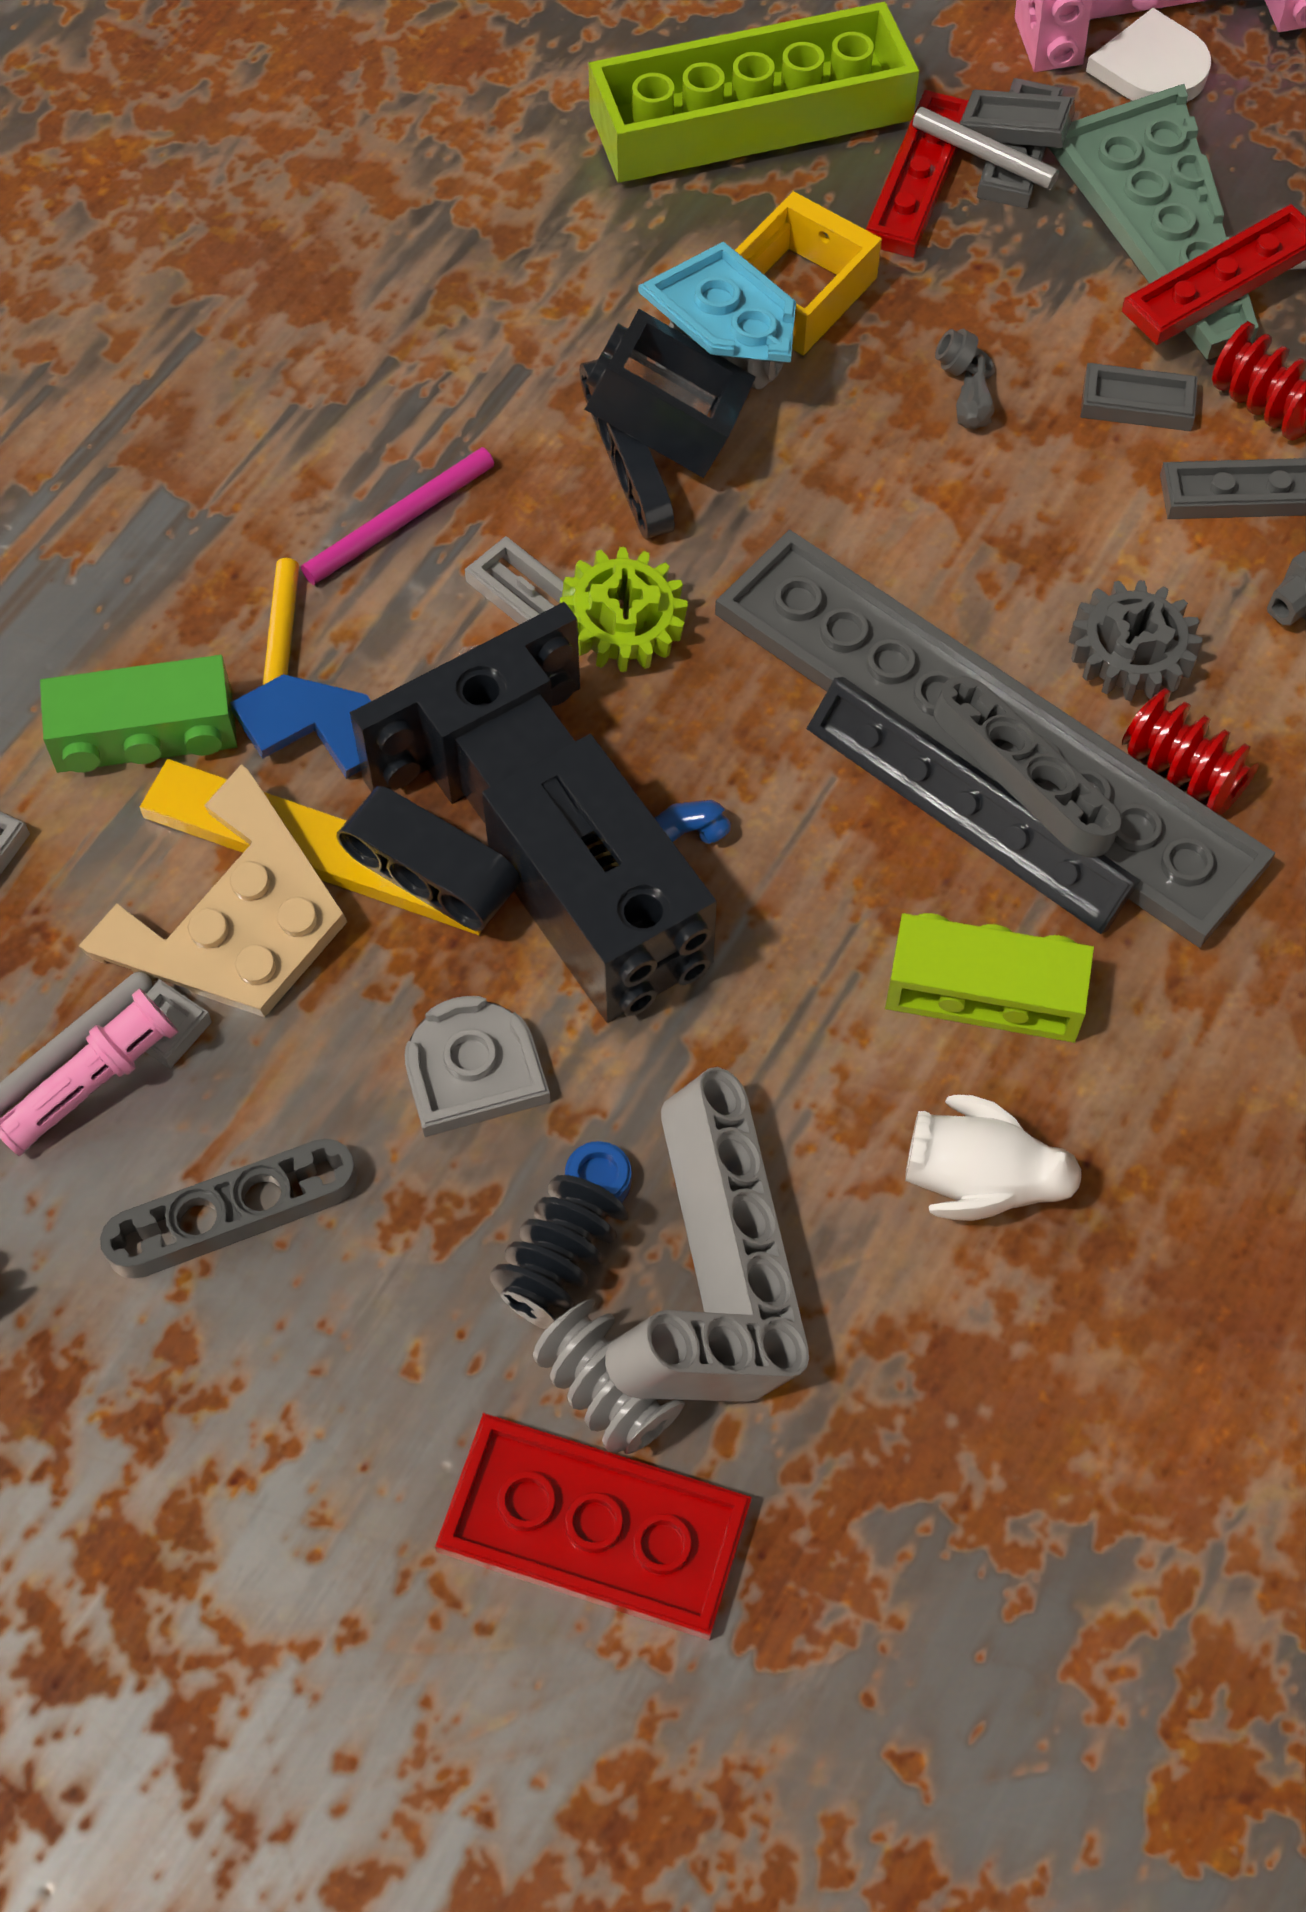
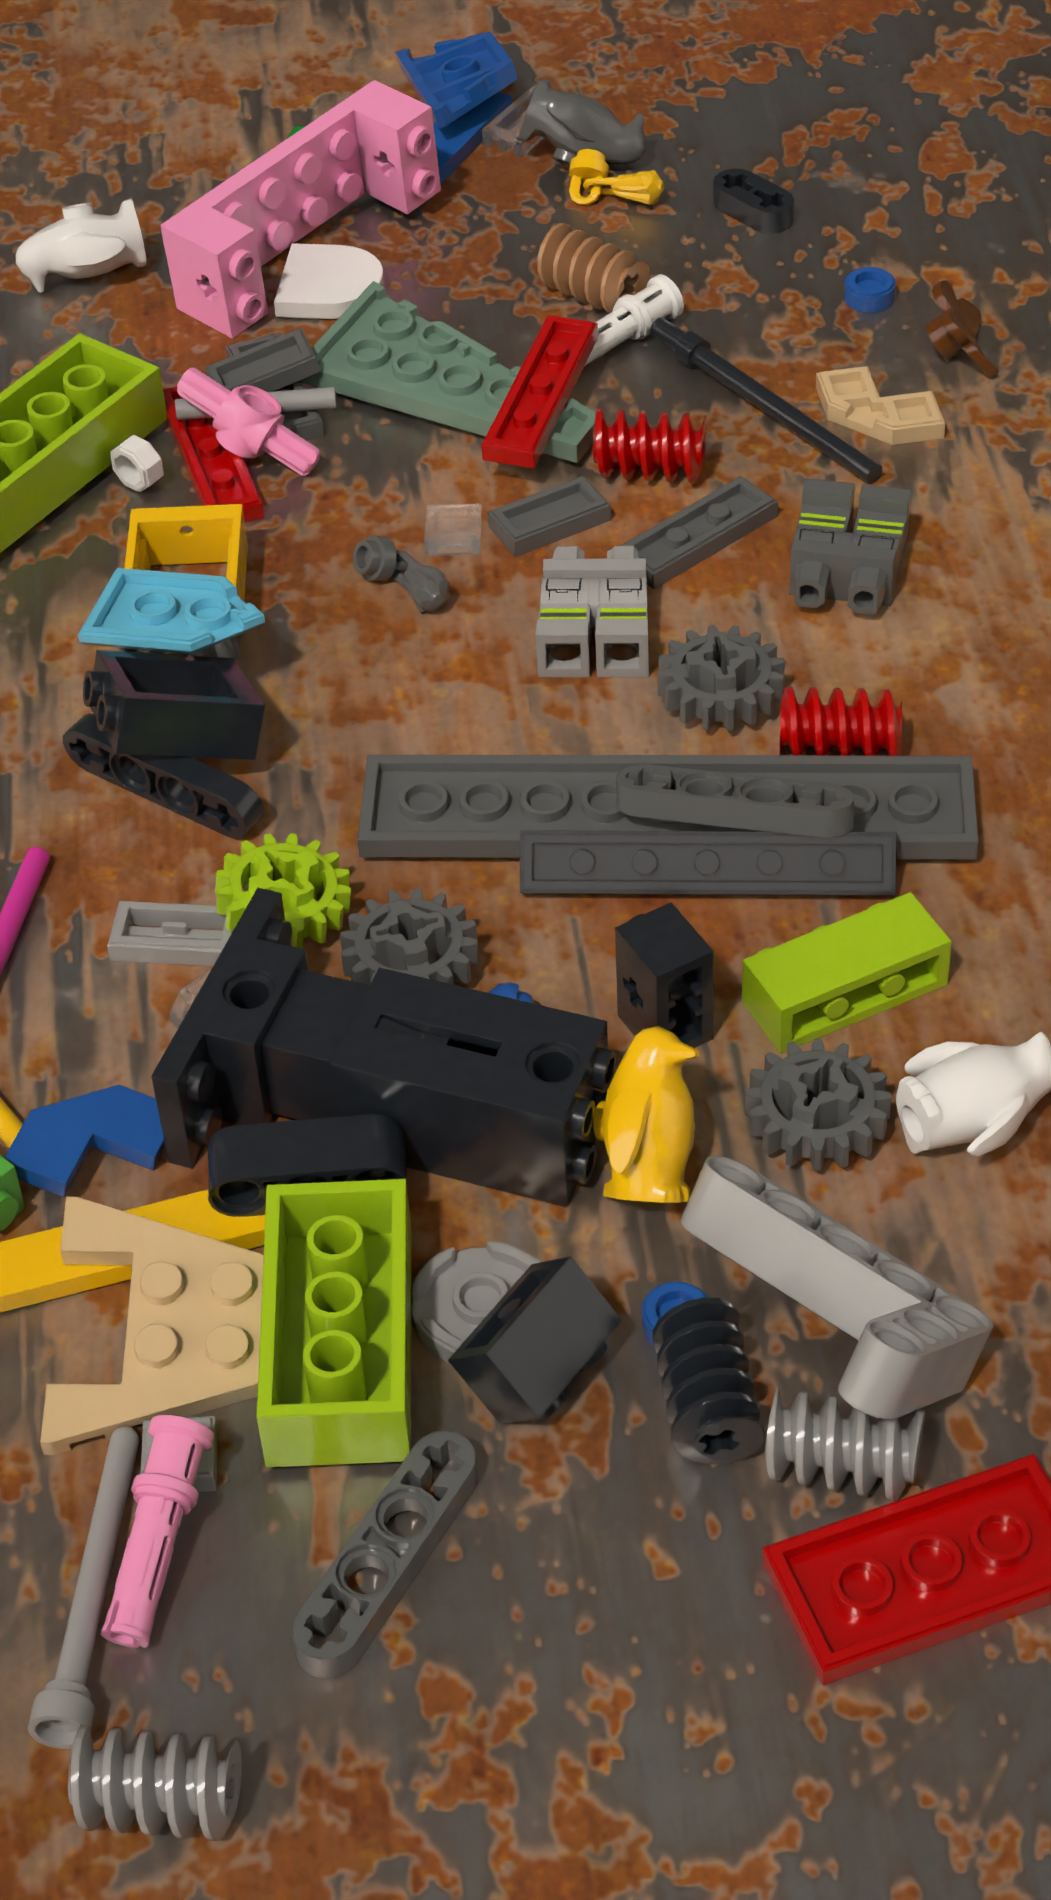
camera: 35 degrees left, 15 degrees down
(338, 1002) = (336, 1324): none -> lime brick
(462, 1124) = (536, 1341): none -> black brick
(675, 718) = (410, 939): none -> dark grey gear
(696, 1006) = (648, 1120): none -> yellow animal
(822, 889) = (665, 976): none -> black brick
(848, 148) = (137, 463): none -> white tile
(850, 1102) = (817, 1104): none -> dark grey gear
(959, 162) = (248, 421): none -> bright pink axle
(1049, 361) = (453, 529): none -> clear tile
(1086, 512) = (590, 595): none -> light grey hips

